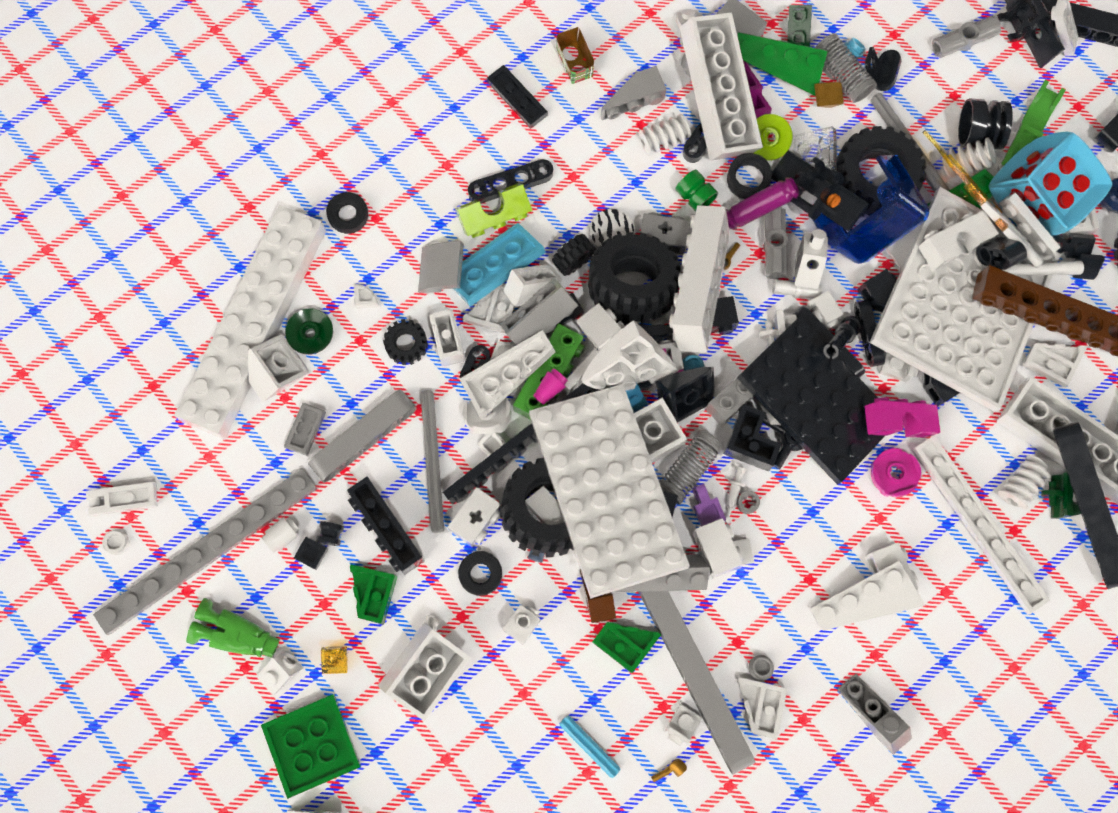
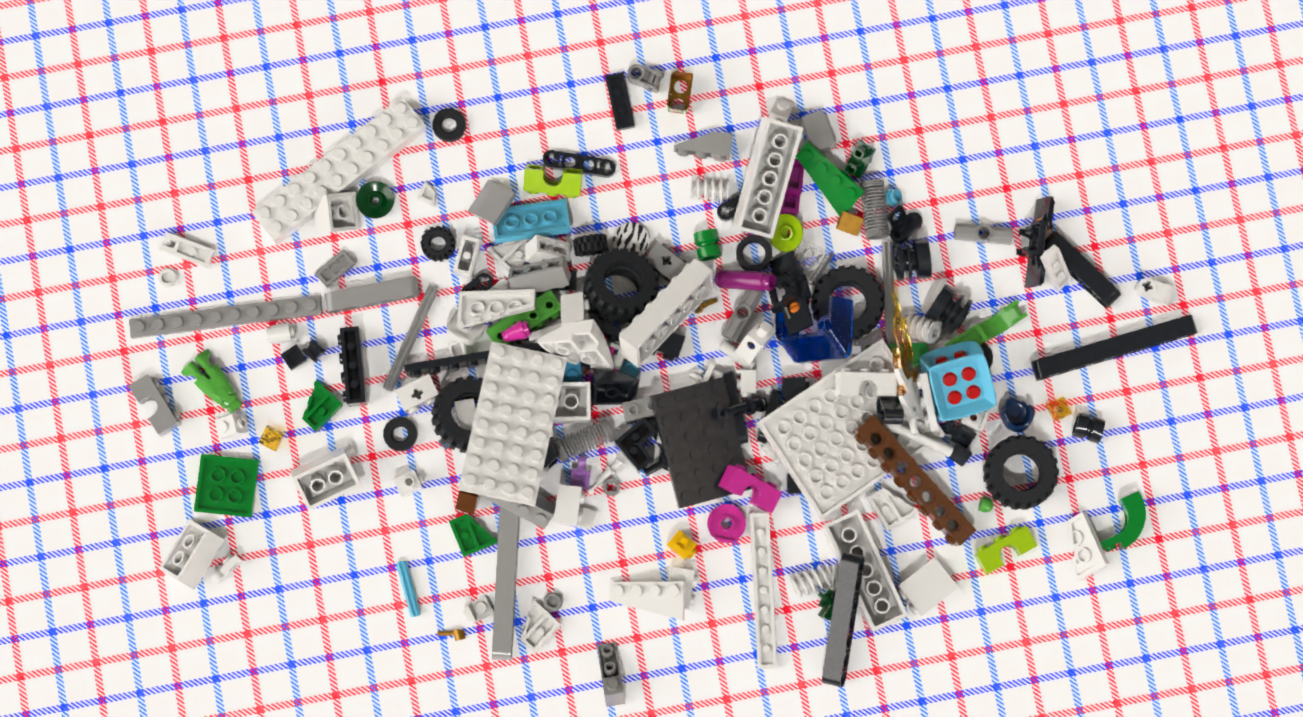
camera: 30 degrees right, 5 degrees up
(195, 706) = (146, 390): none -> light grey arch
(530, 58) = (646, 78): none -> light grey piece
(865, 523) = (682, 545): none -> yellow brick
(917, 94) = (913, 259): none -> black wheel

